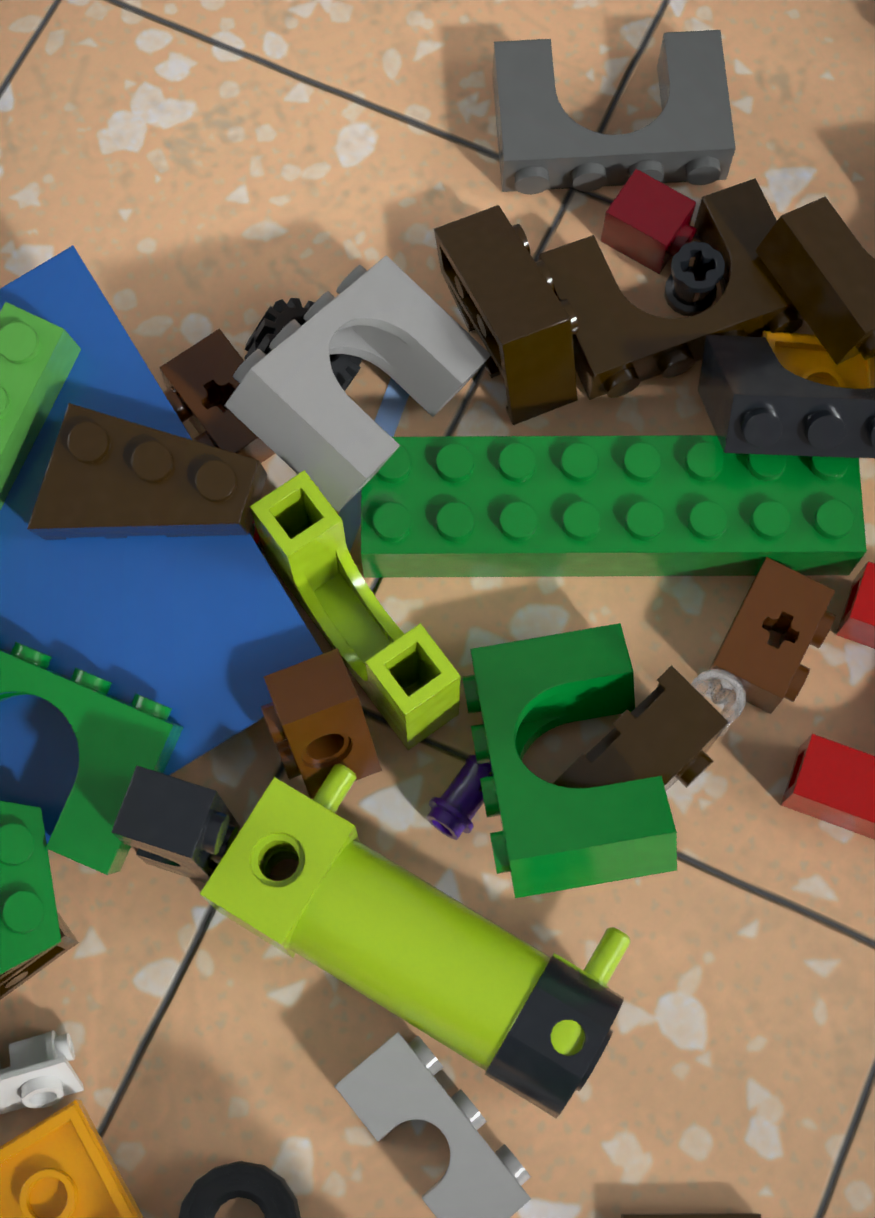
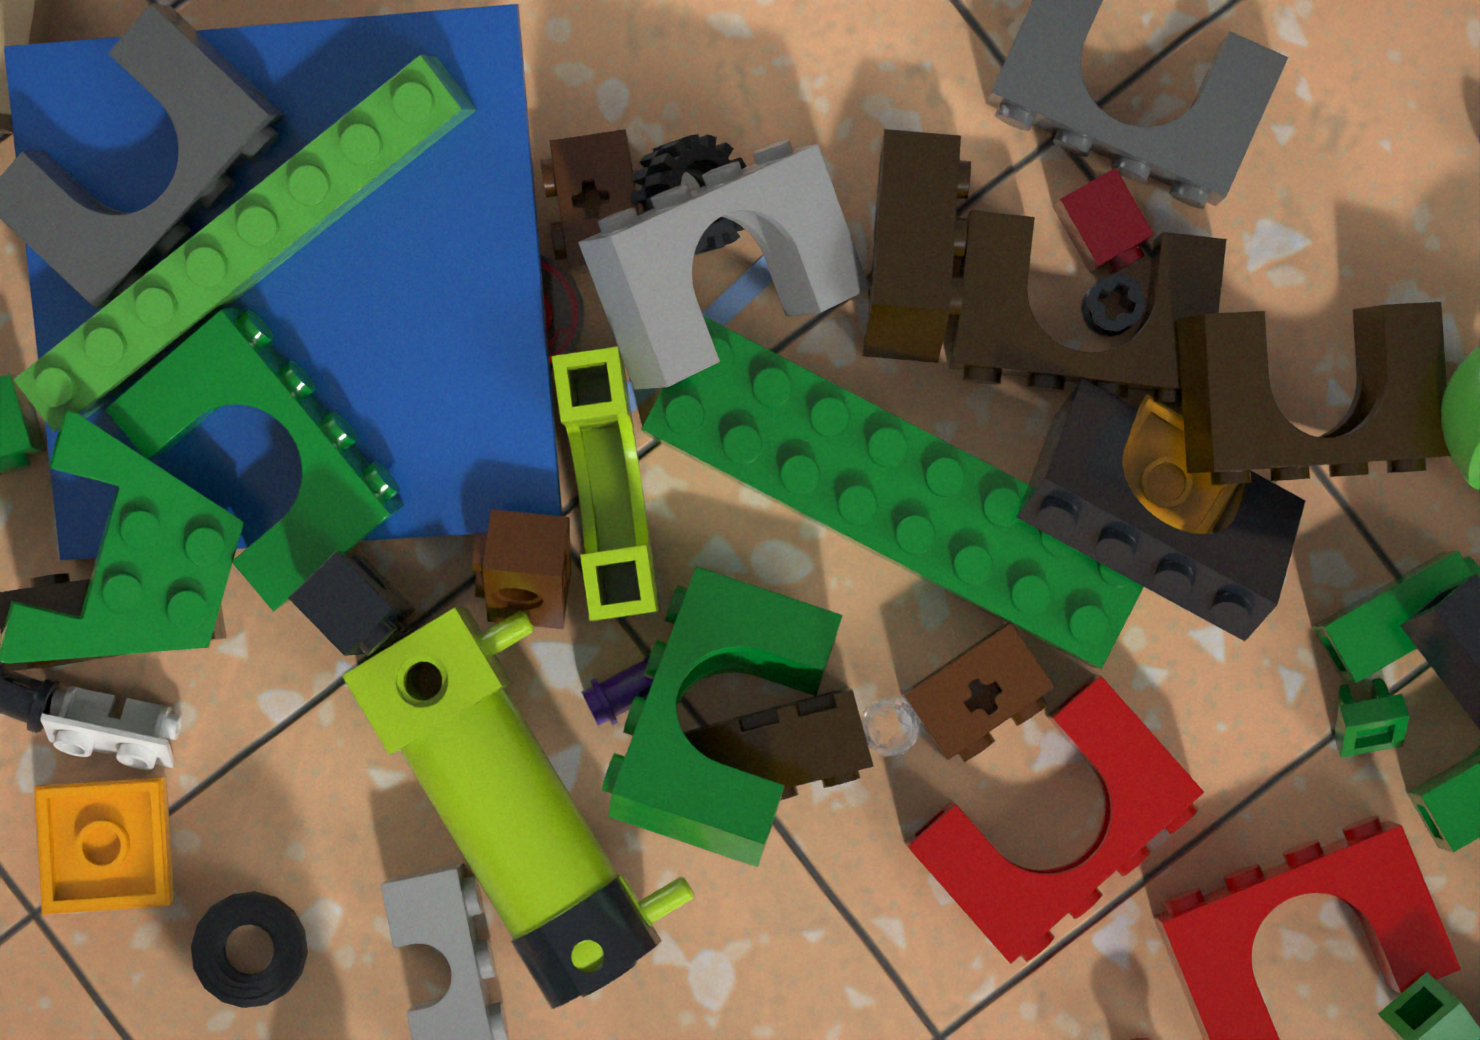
camera: 30 degrees right, 15 degrees up
(141, 481) = (469, 278): dark brown wedge -> none

